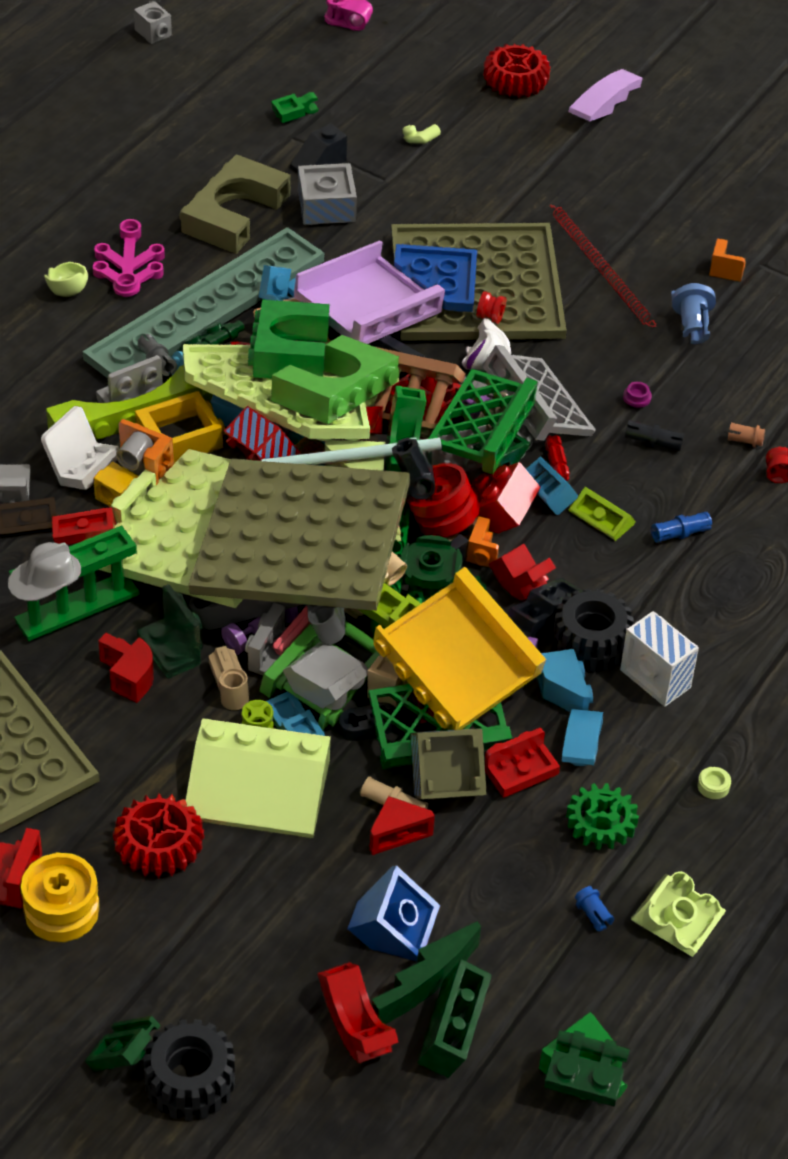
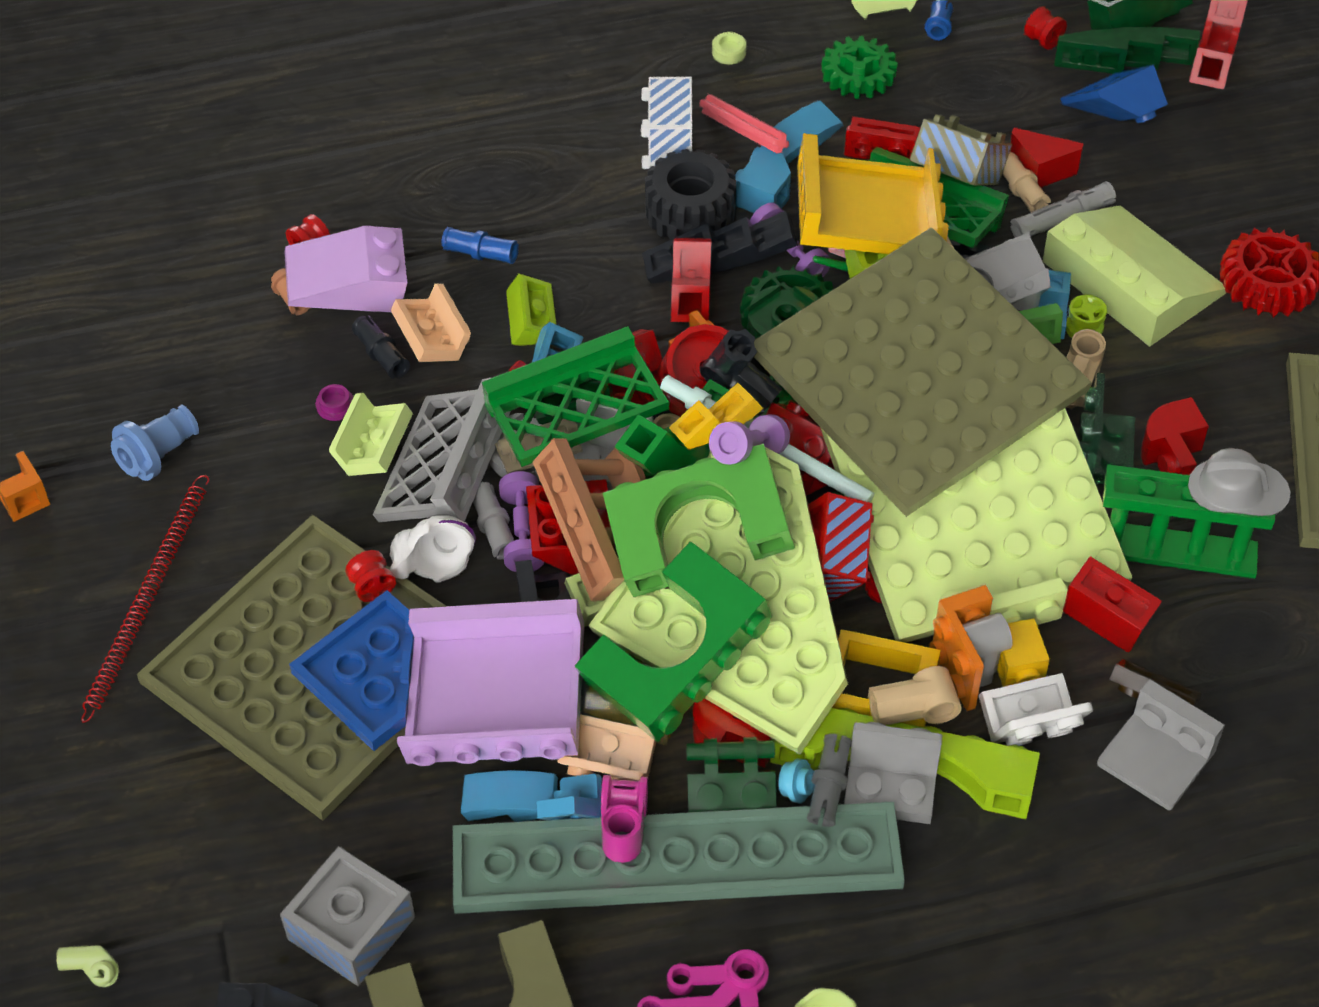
camera: 135 degrees left, 5 degrees up
(143, 404) = (926, 696): none -> tan piece
(244, 285) = (623, 811): none -> dark pink piece
(333, 817) = (1055, 213): none -> light grey pin
(345, 410) = (733, 441): none -> medium lavender wheel
(382, 426) = (698, 422): none -> yellow slope
(507, 951) = (1045, 27): none -> red wheel
(593, 384) = (369, 436): none -> yellowish green bracket
(618, 697) = (744, 123): none -> coral axle
(641, 459) = (432, 326): none -> light nougat bracket
(723, 453) = (348, 270): none -> lavender slope

